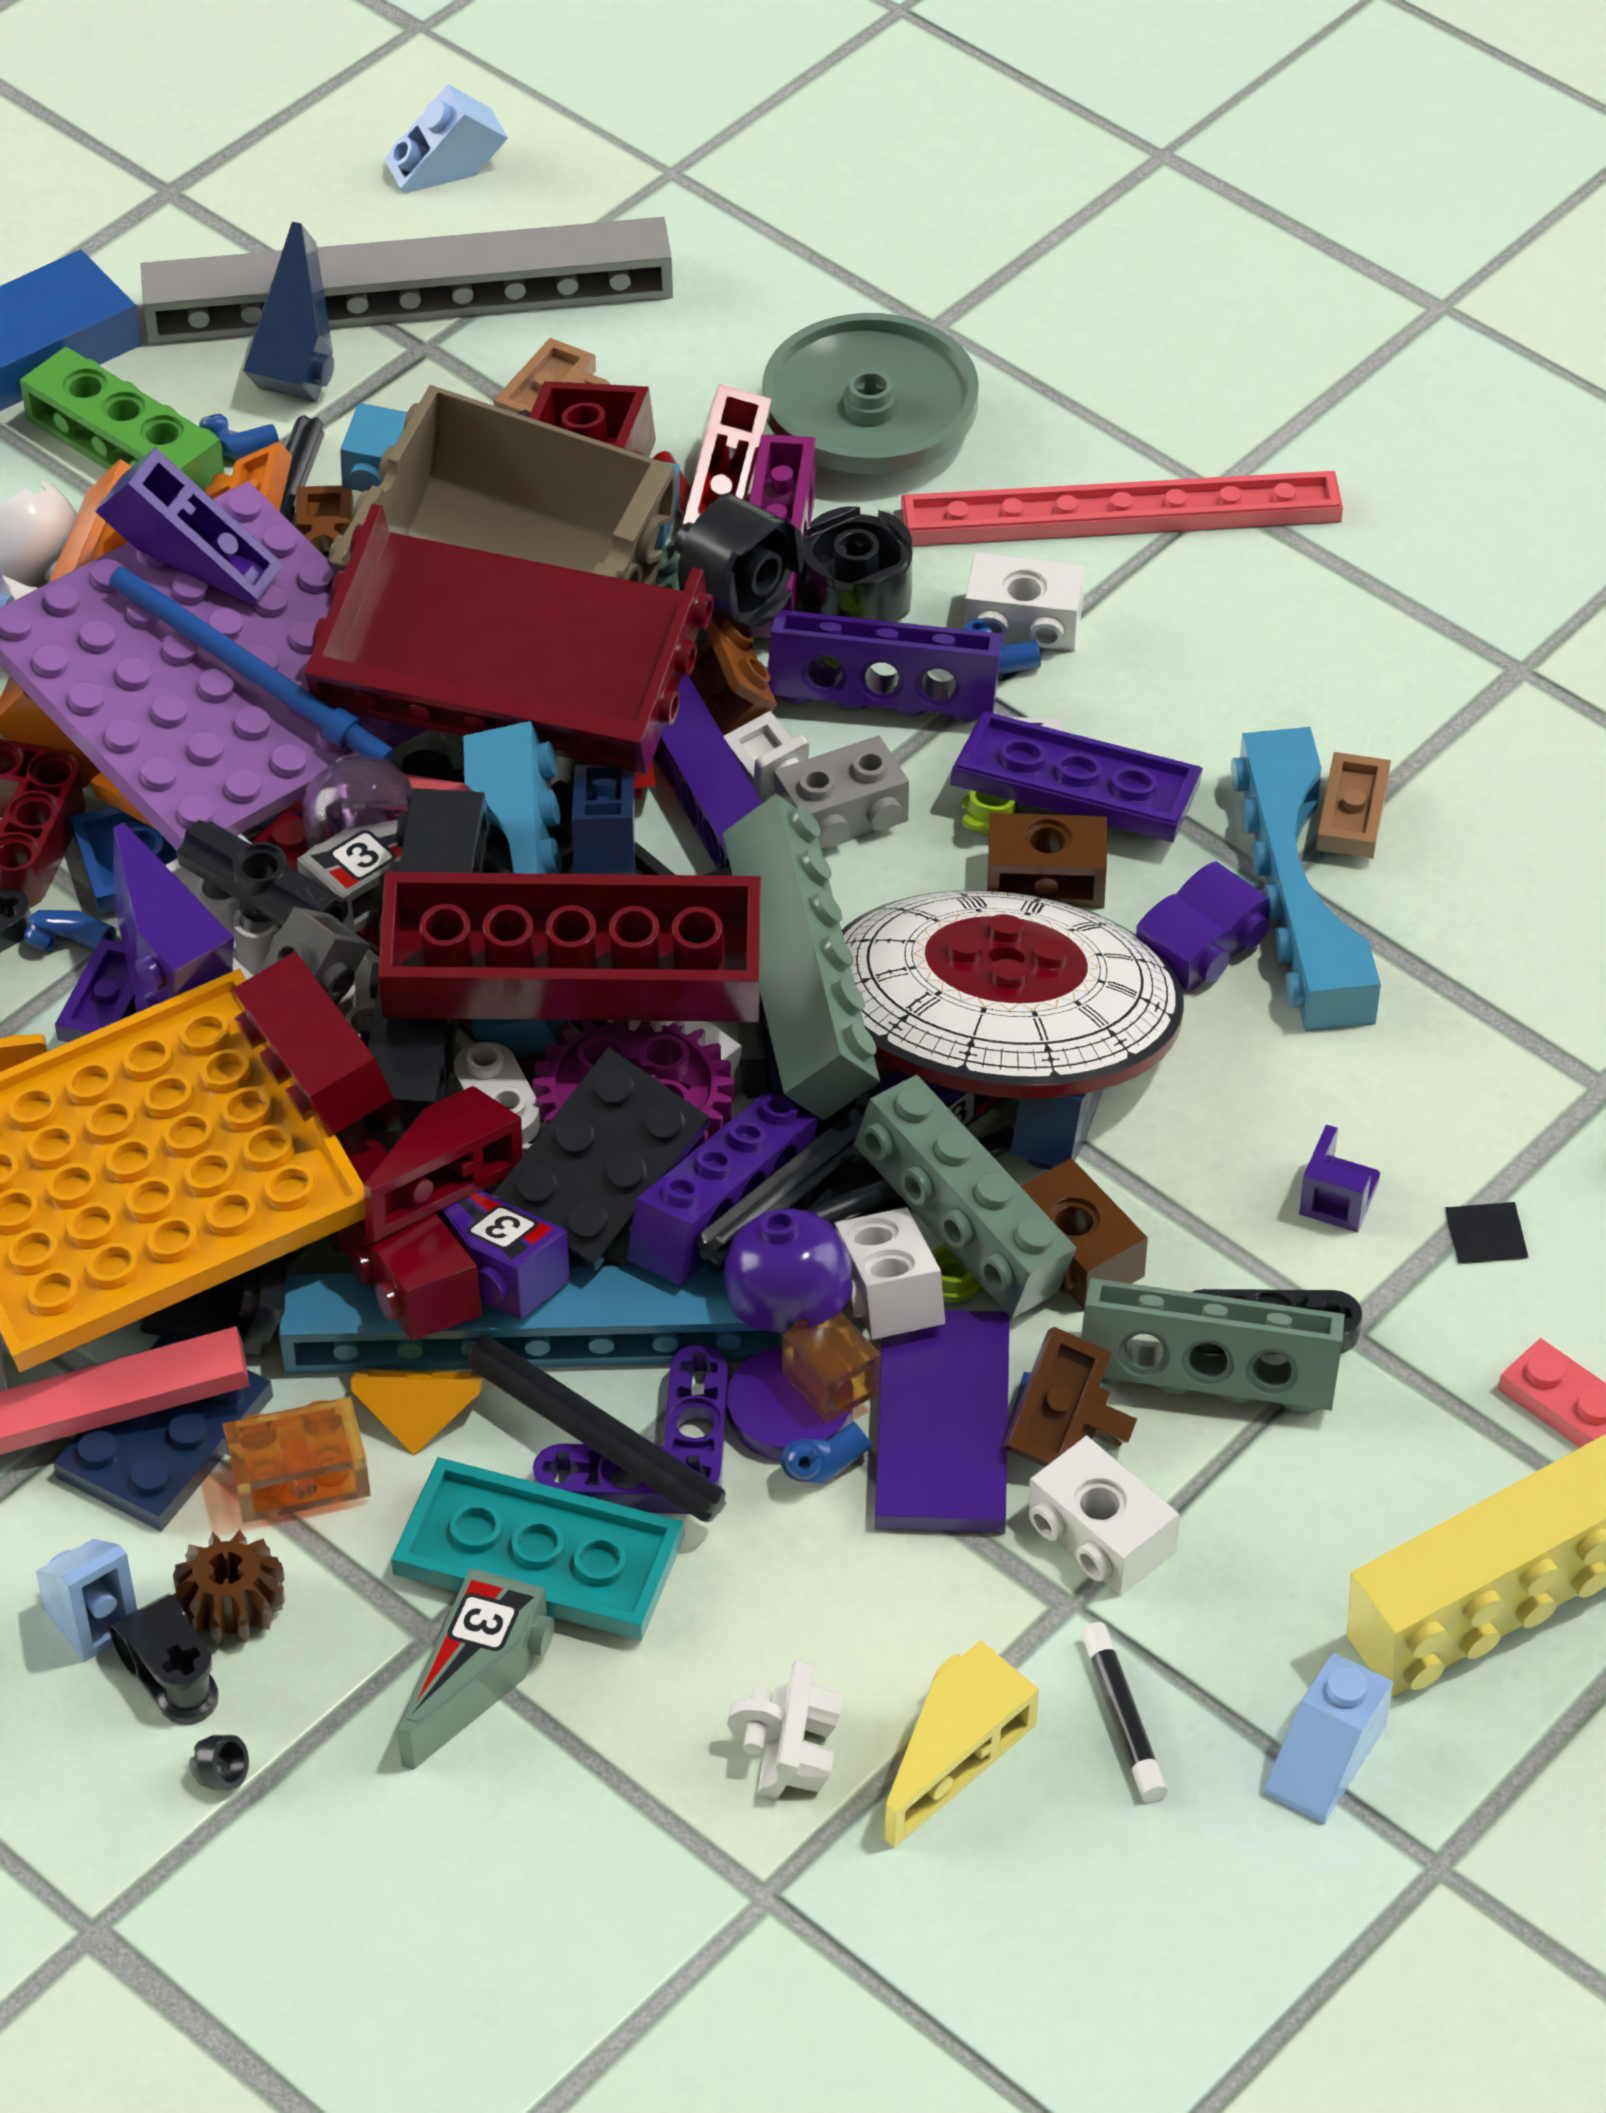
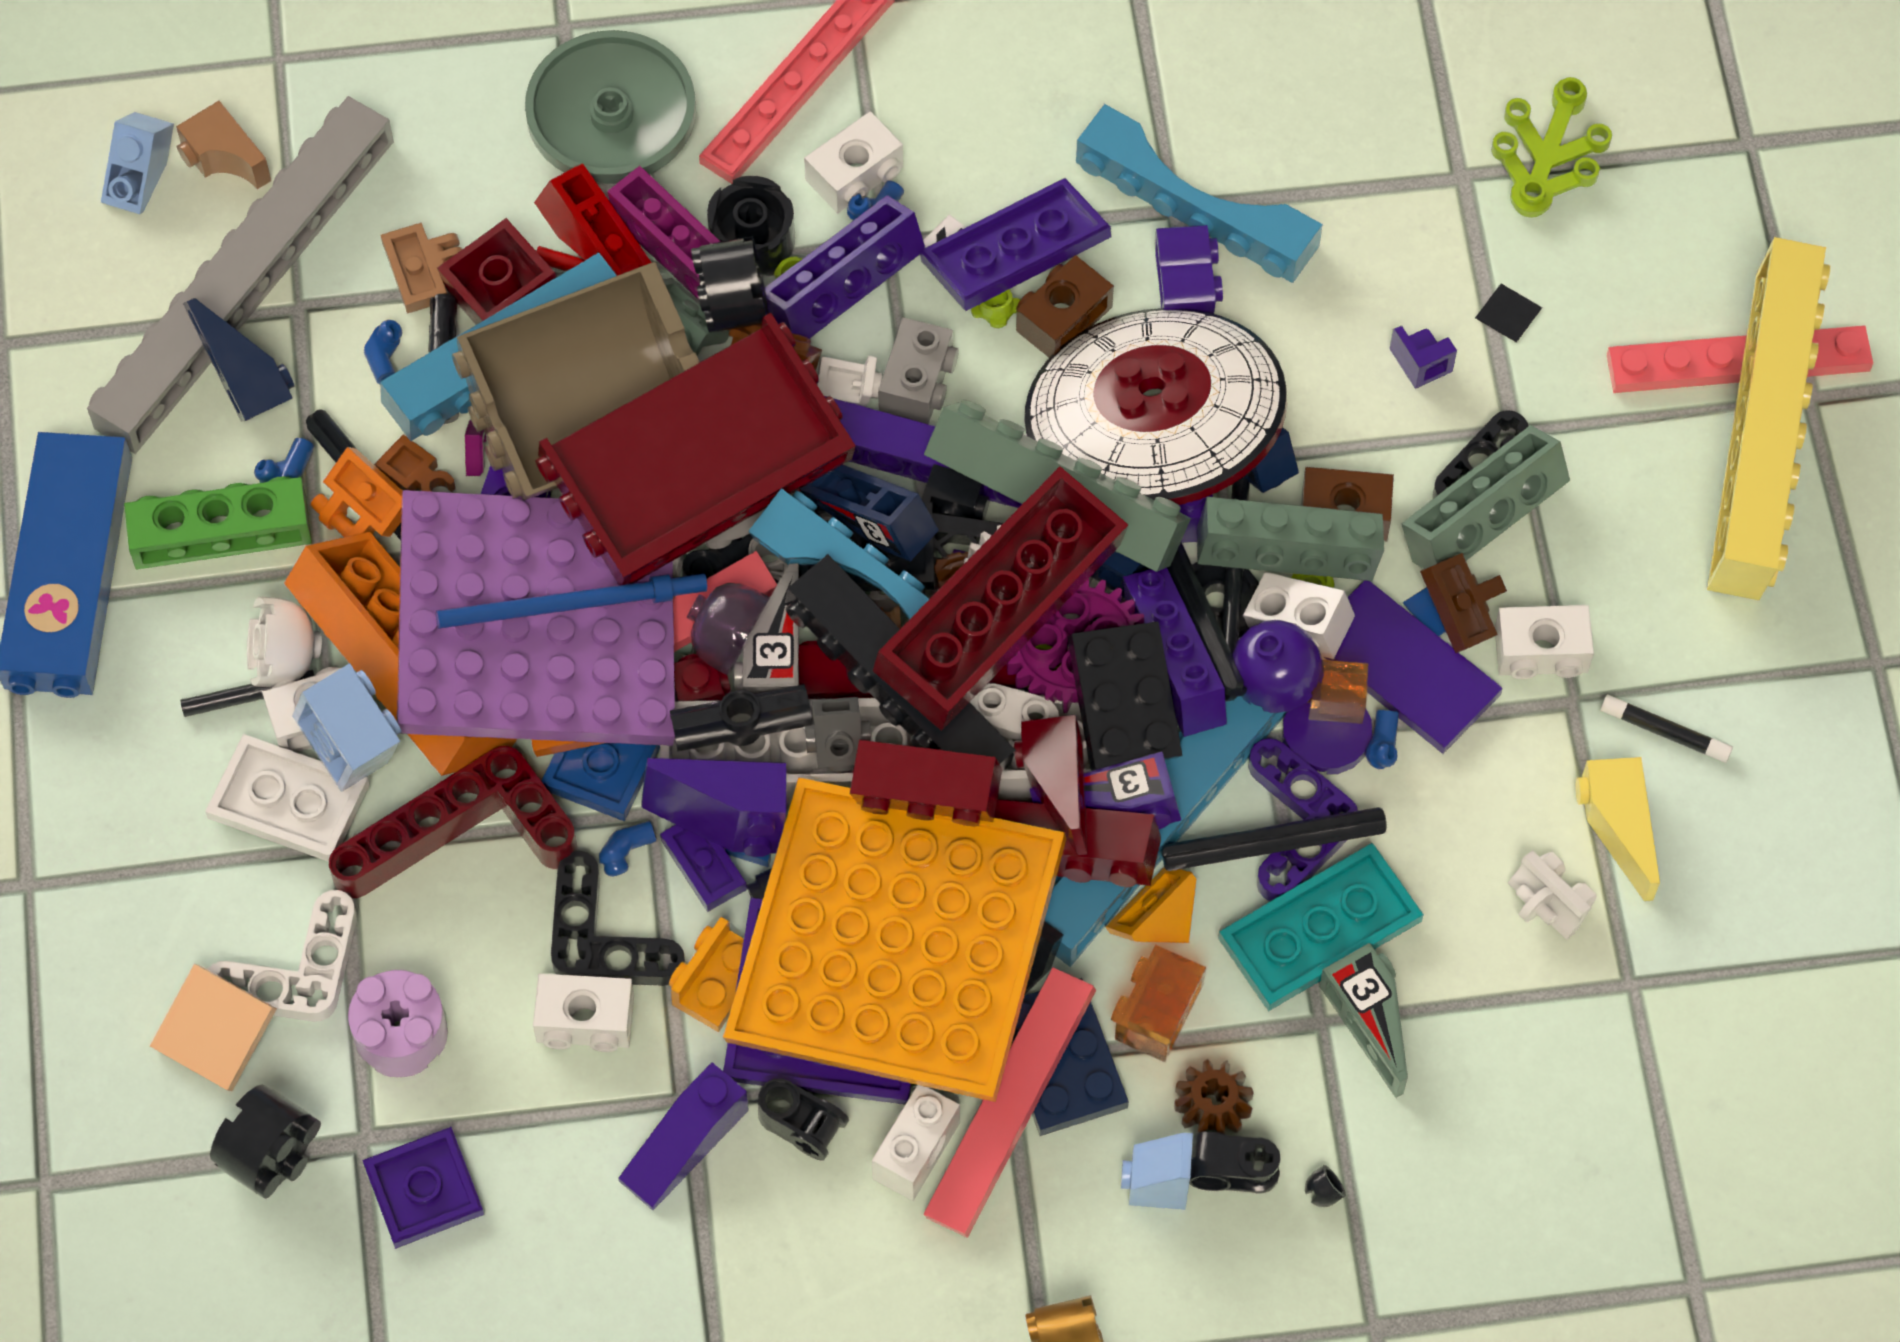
camera: 50 degrees left, 15 degrees up
(185, 528) = (438, 554): dark purple slope -> none
(523, 179) = (220, 145): none -> medium nougat arch
(1330, 1737) = (1773, 648): light blue slope -> none
(1353, 805) = (1166, 128): medium nougat plate -> none

